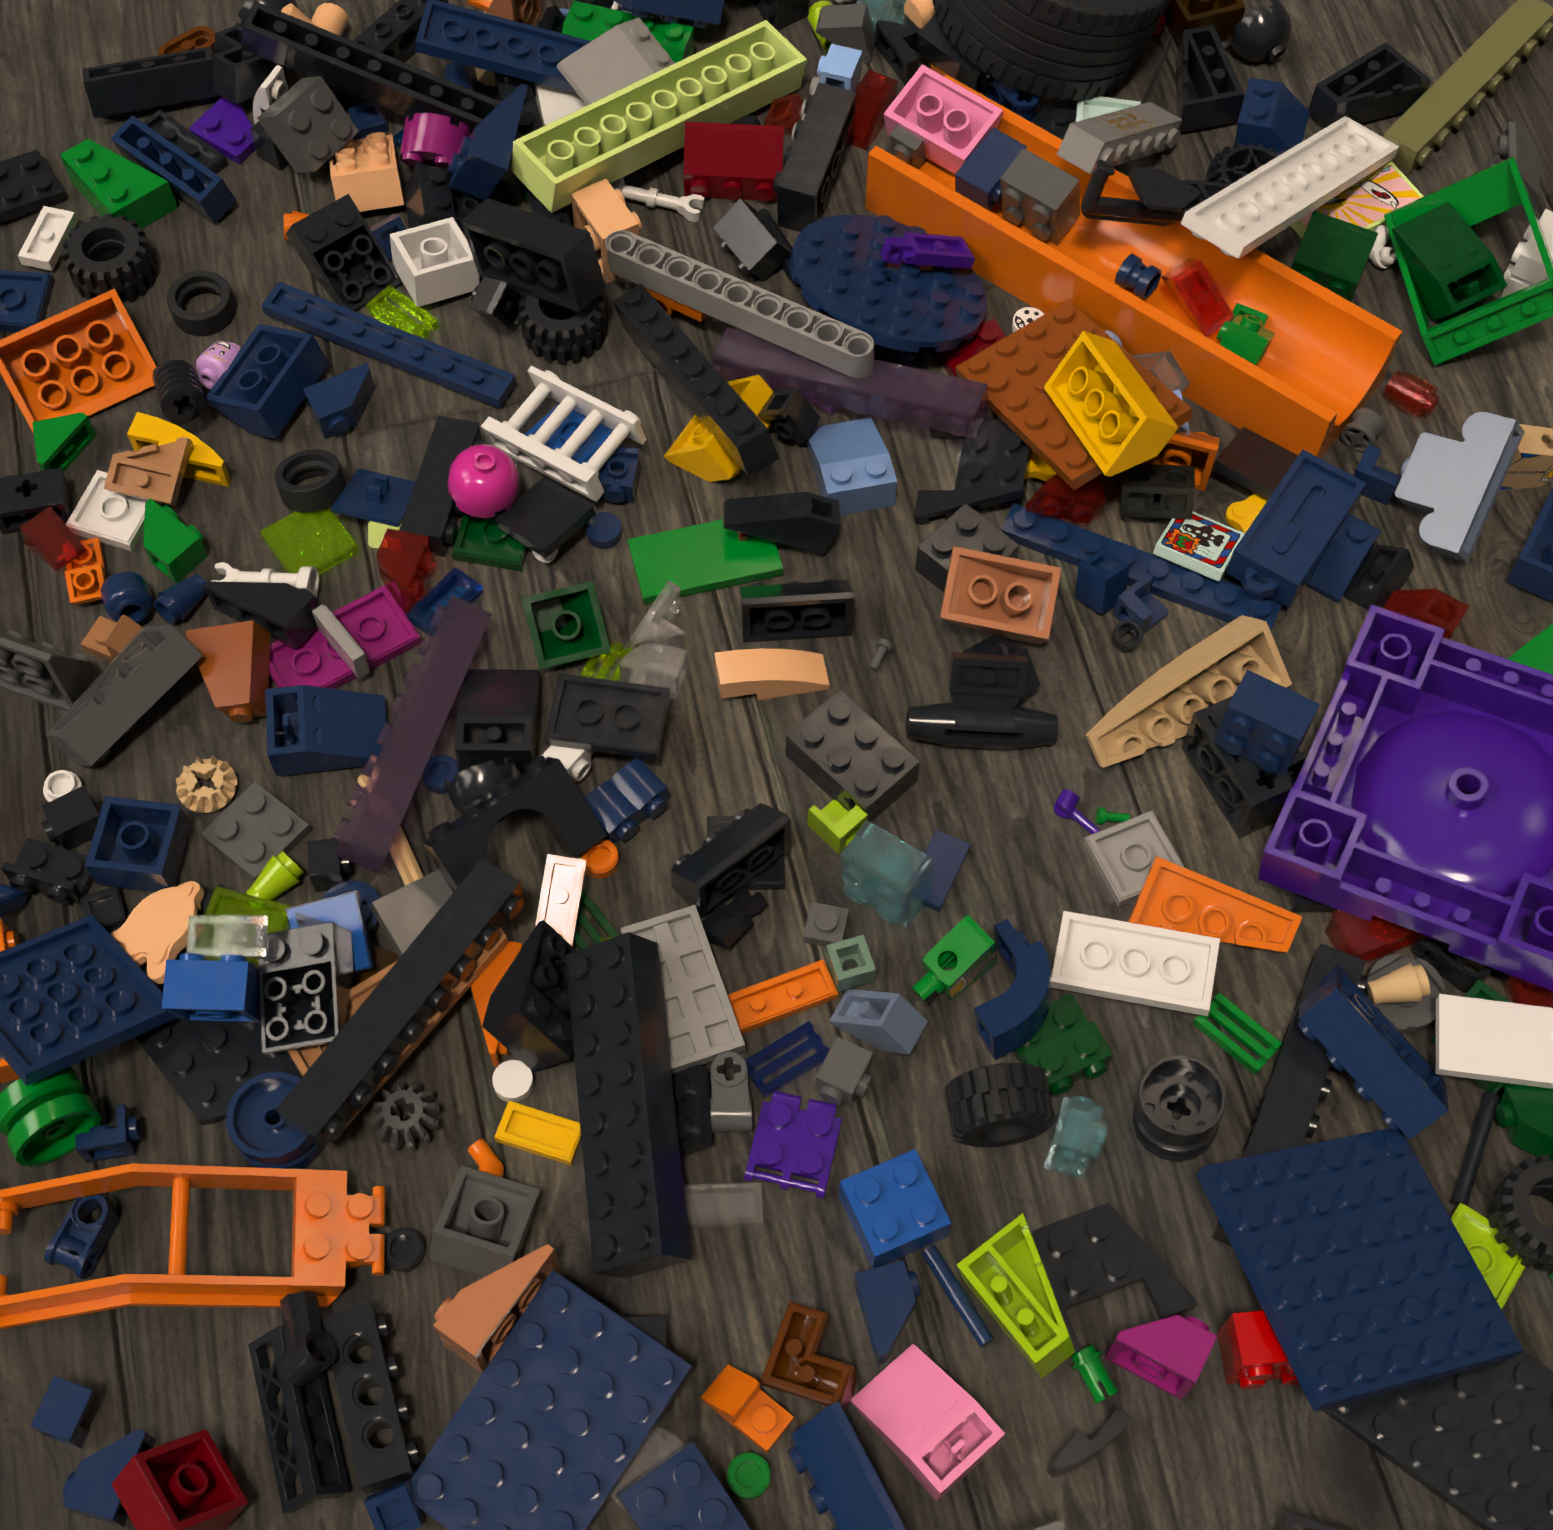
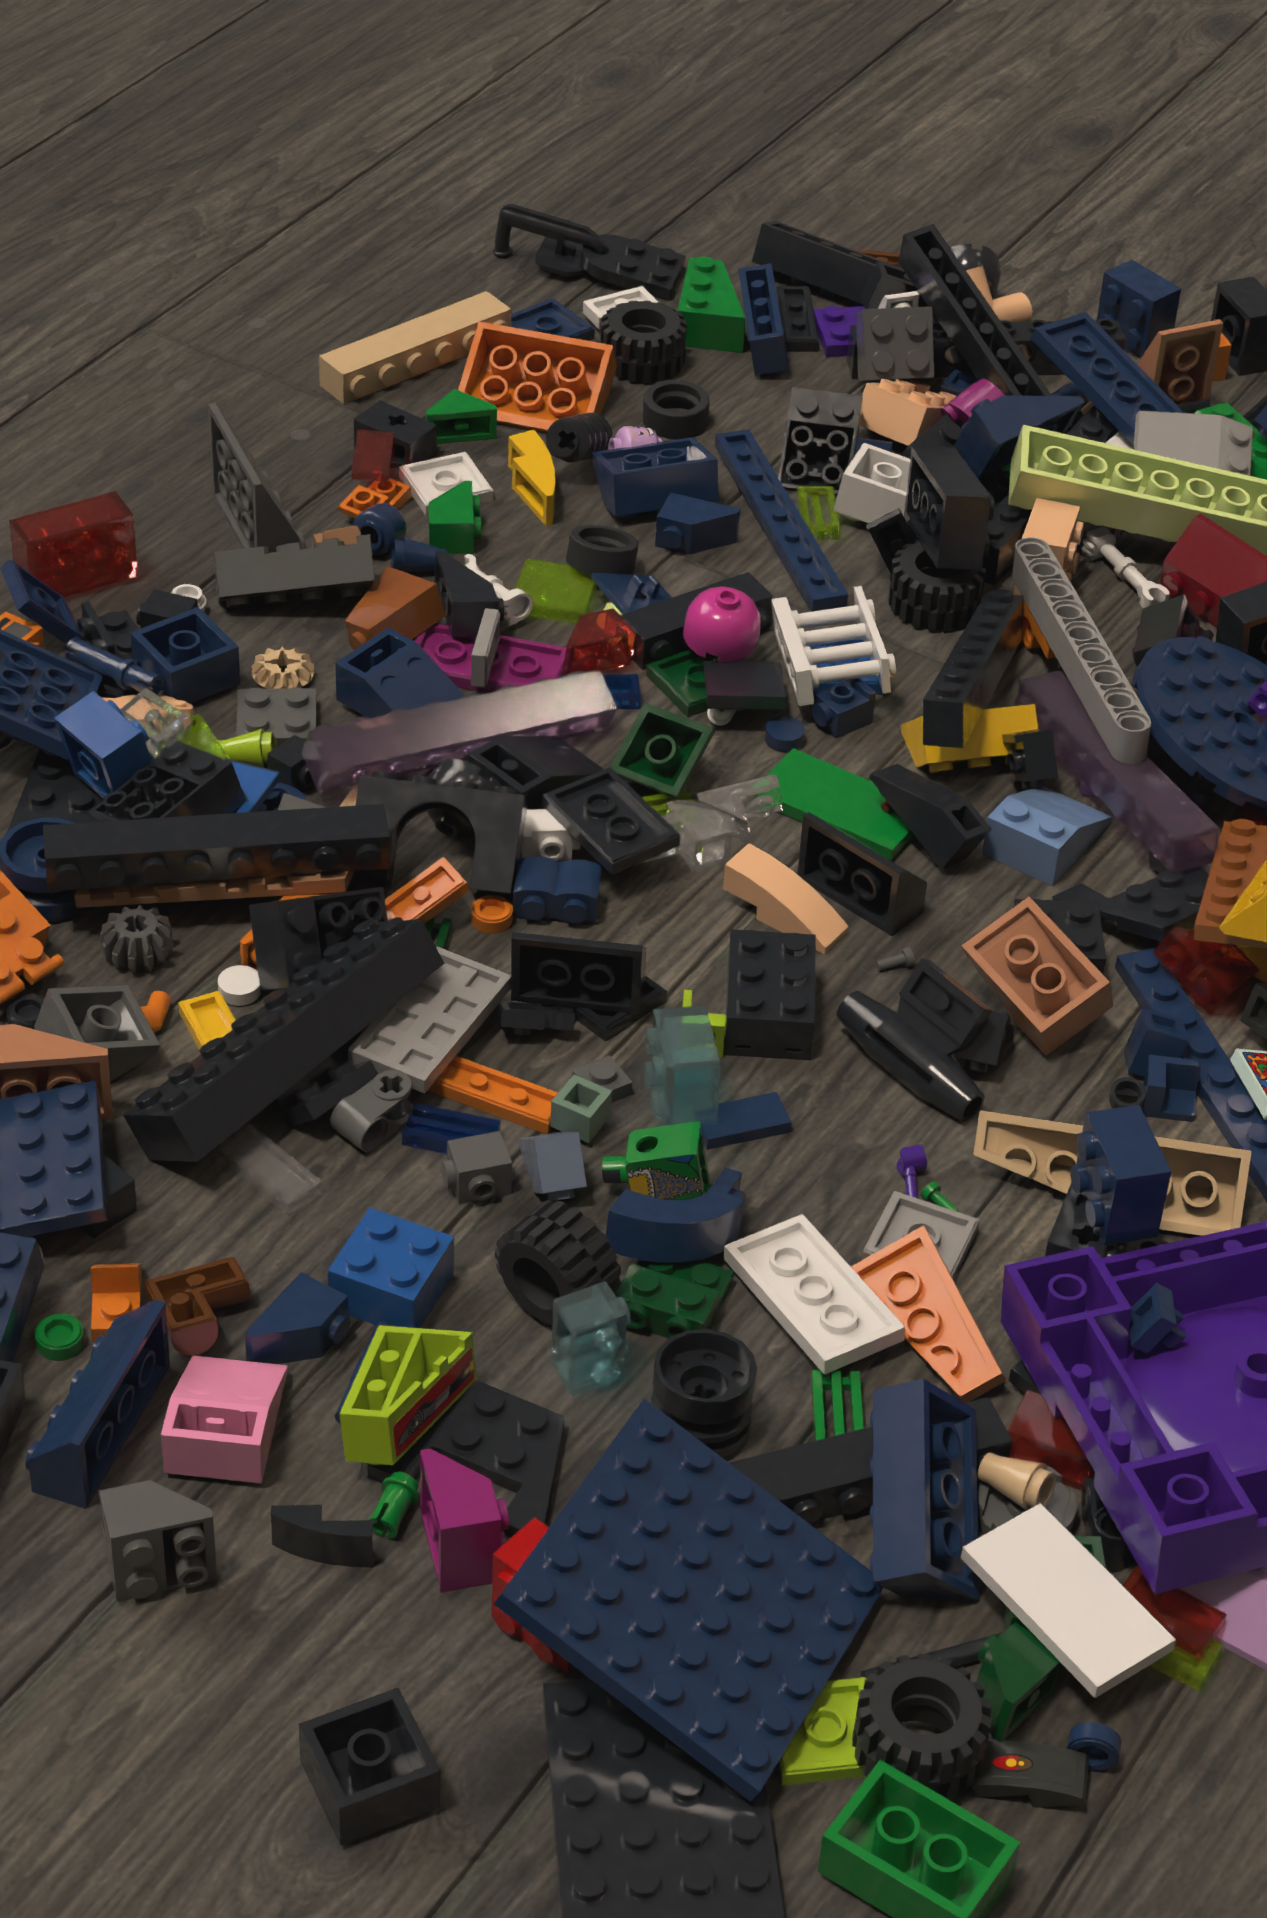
camera: 45 degrees right, 20 degrees down
(112, 899) = (127, 673): none -> dark blue pin
(150, 472) = (494, 466): medium nougat wing -> none
(794, 1143) = (383, 1177): dark purple plate -> none
(1377, 805) = (1155, 1320): none -> dark blue tile

